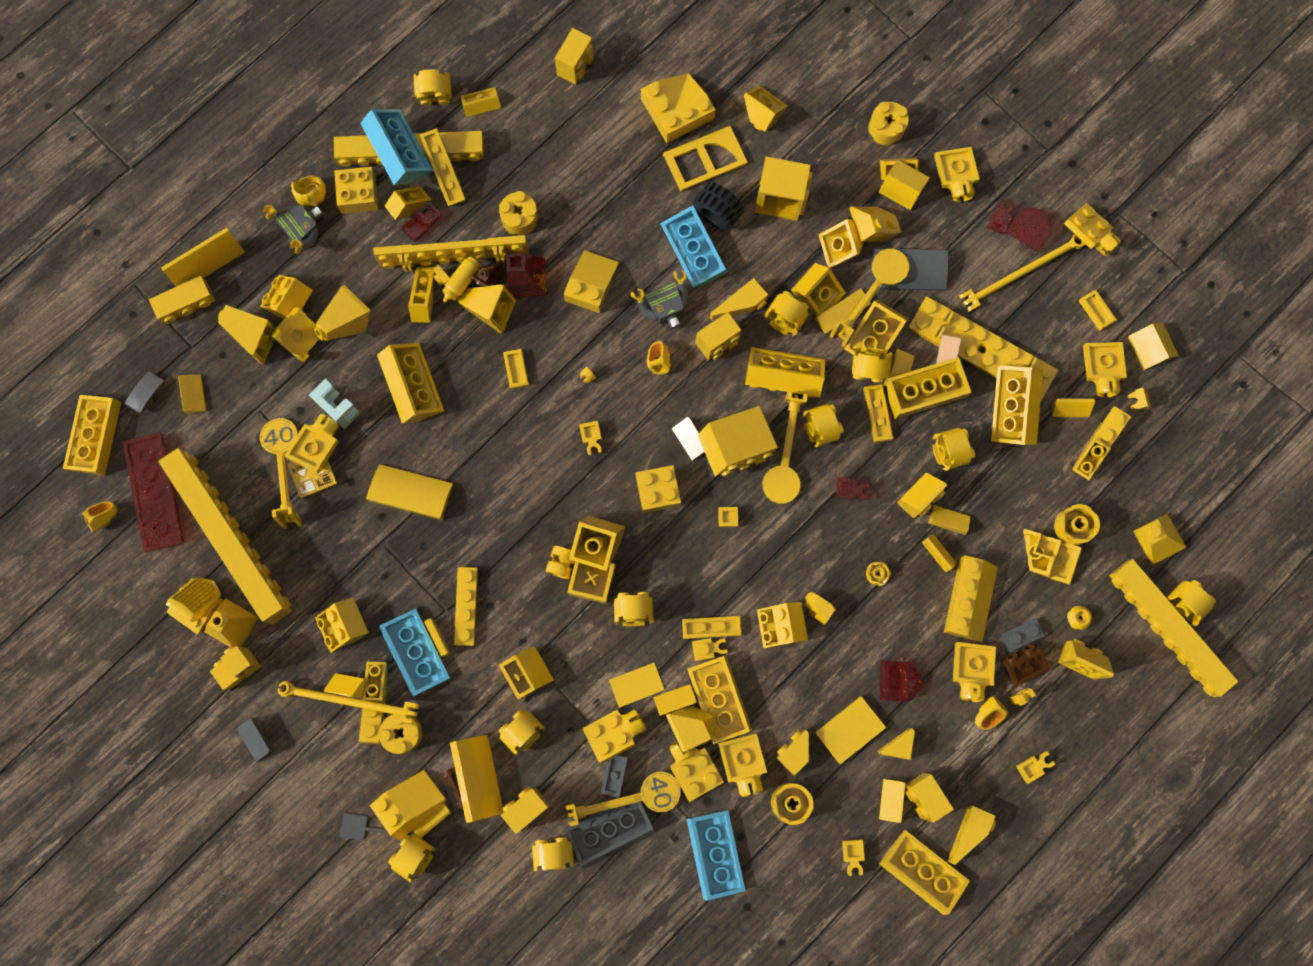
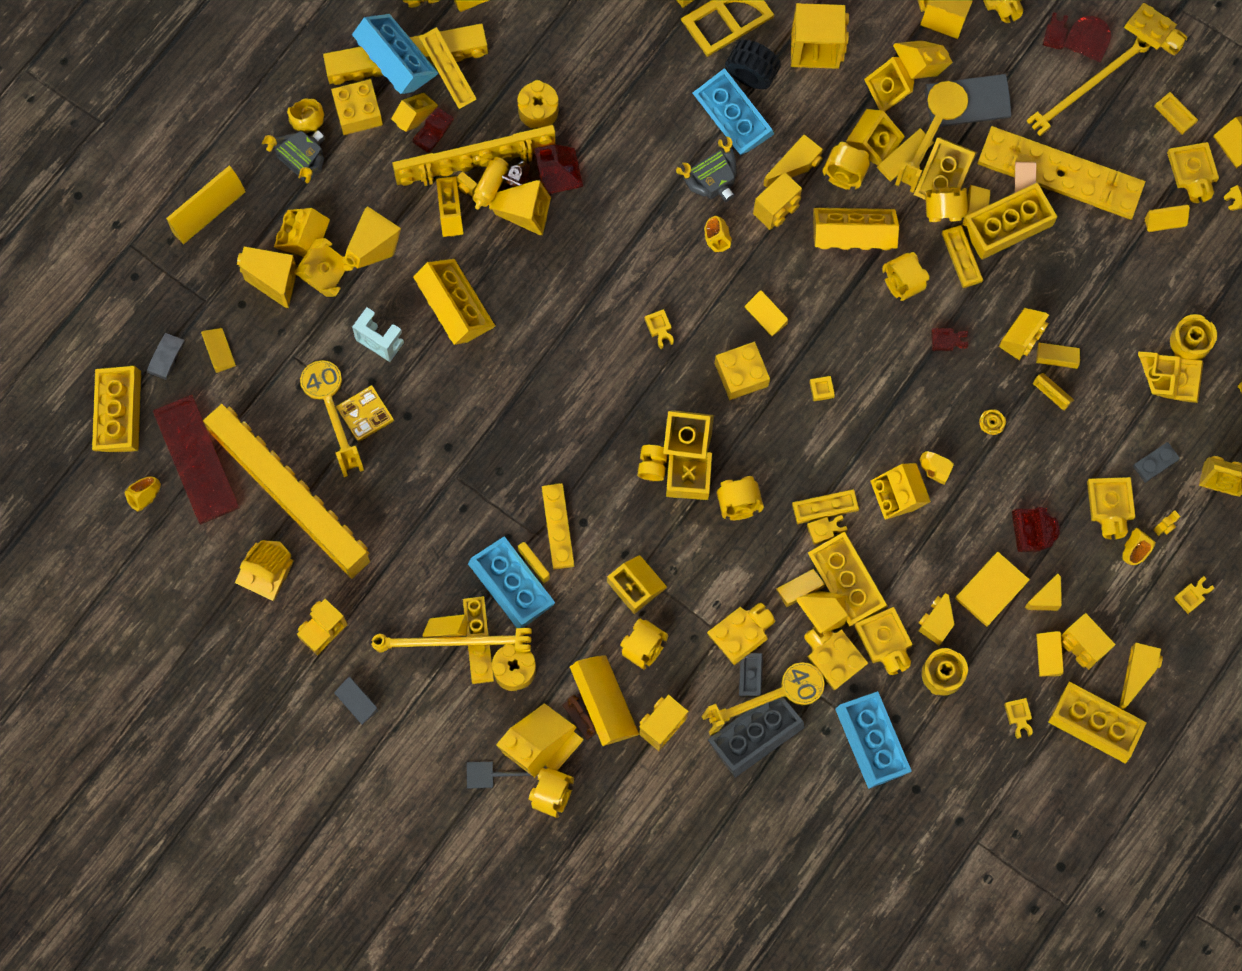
camera: 10 degrees left, 5 degrees down
(182, 300) = (188, 252): yellow brick -> none
(231, 624) = (306, 584): yellow slope -> none
(314, 444) = (363, 380): yellow plate -> none
(341, 624) = (427, 565): yellow slope -> none
(409, 492) = (474, 416): yellow slope -> none
(516, 369) = (564, 269): yellow tile -> none
(552, 855) = (701, 764): yellow brick -> none
(586, 372) = (643, 262): yellow hinge -> none
(590, 281) = (628, 165): yellow slope -> none
(636, 685) = (756, 579): yellow sticker -> none
(737, 441) = (818, 306): yellow container -> none
(781, 482) = (872, 344): yellow piece -> none
(953, 448) = (1048, 279): yellow brick -> none
(971, 598) = (1095, 432): yellow slope -> none
(1017, 405) = (1108, 223): yellow slope -> none
(1025, 664) = (1165, 490): reddish brown bracket -> none
(1073, 617) = (1208, 437): yellow plate -> none
(1100, 443) = (1203, 249): yellow slope -> none

